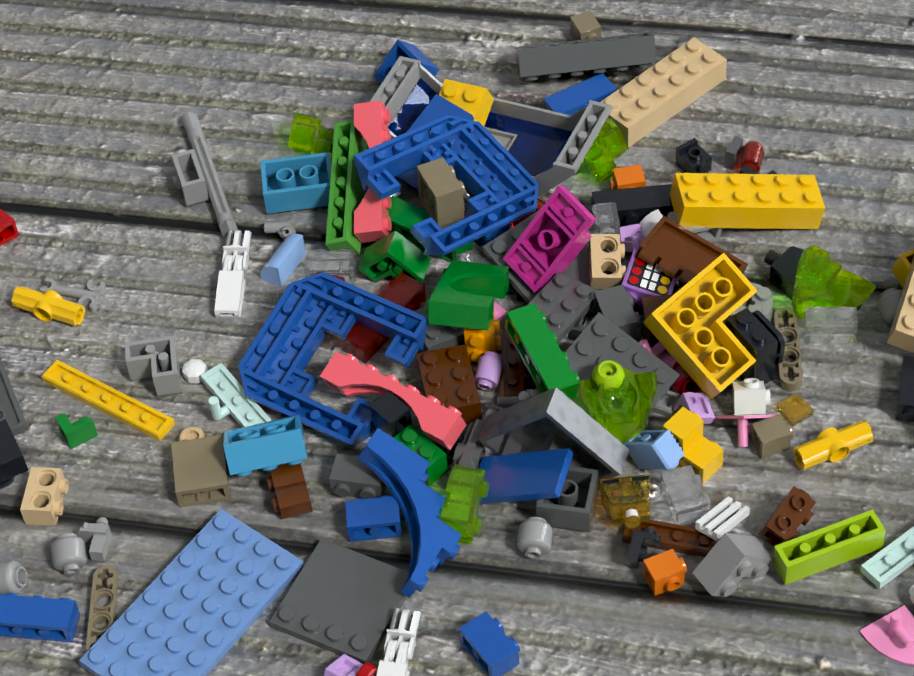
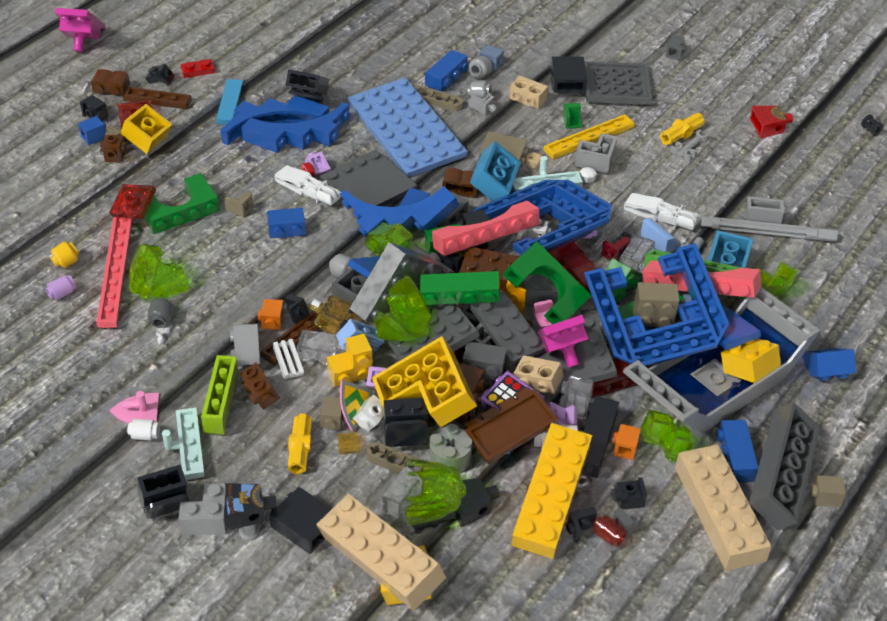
camera: 110 degrees right, 5 degrees down
(611, 381) = (420, 315): lime plate -> none

